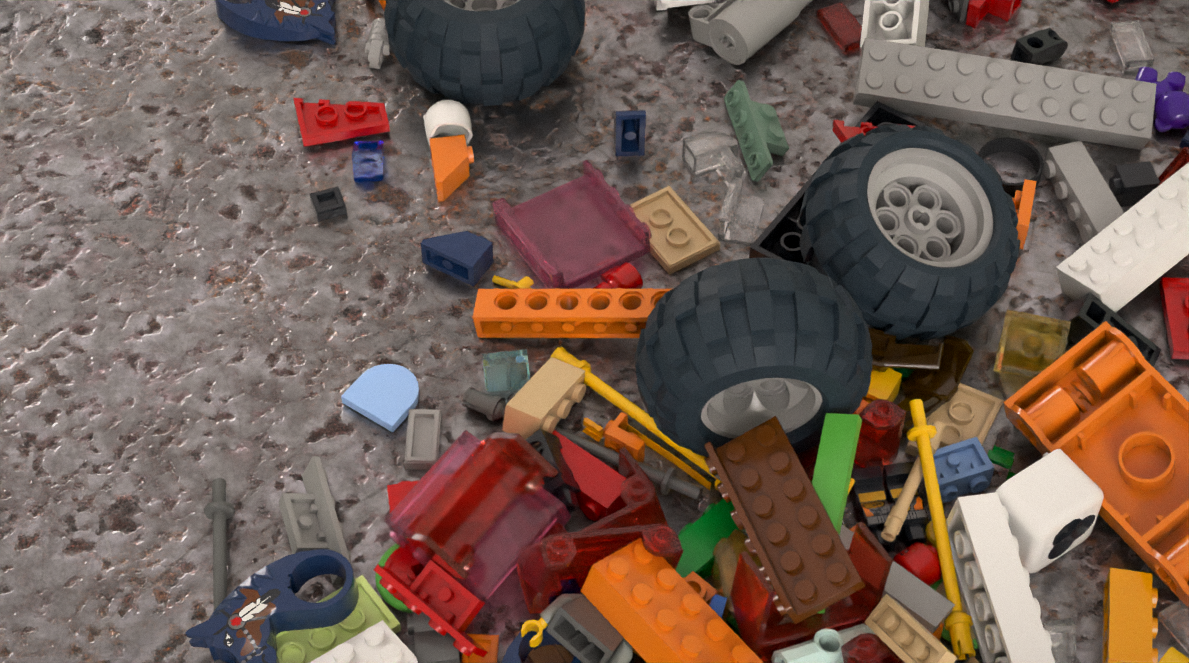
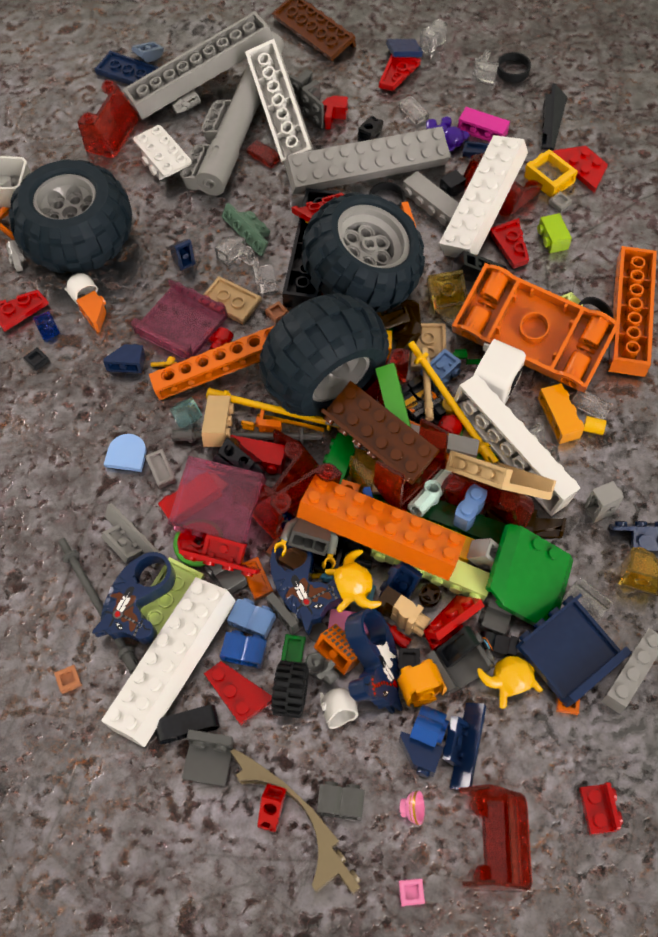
camera: 25 degrees left, 10 degrees up
(474, 500) = (214, 491): clear red windscreen -> none

